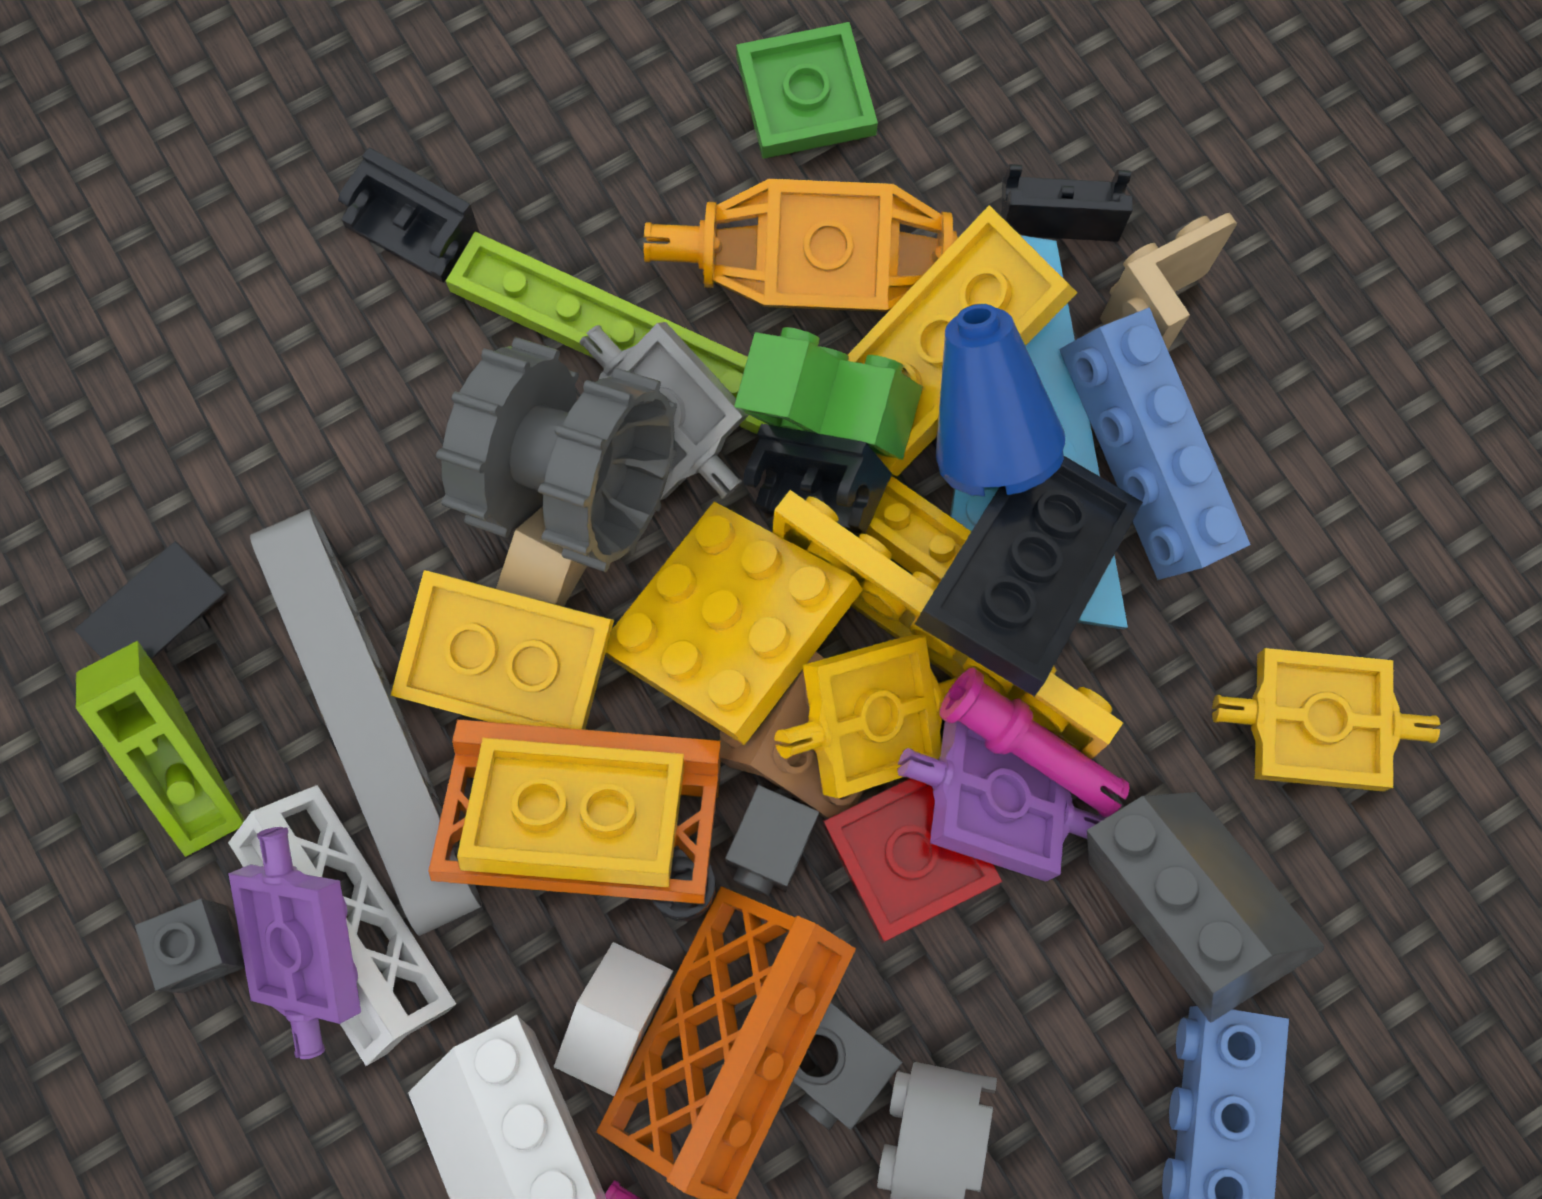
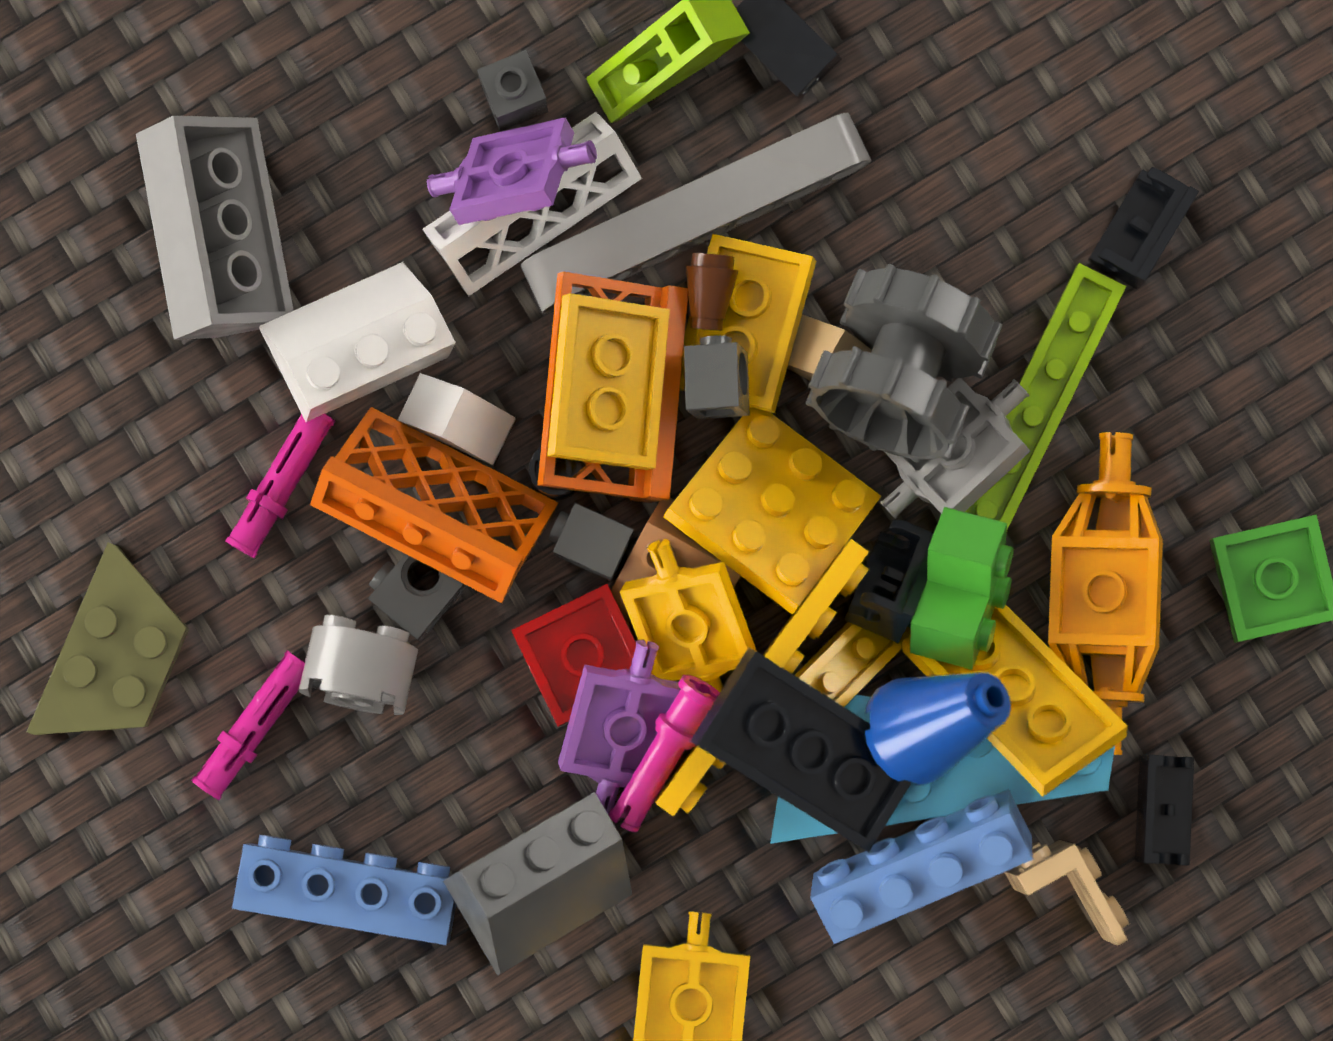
camera: 90 degrees right, 10 degrees up
(458, 691) = (710, 289): none -> reddish brown cone
(570, 681) = (716, 378): none -> dark grey brick

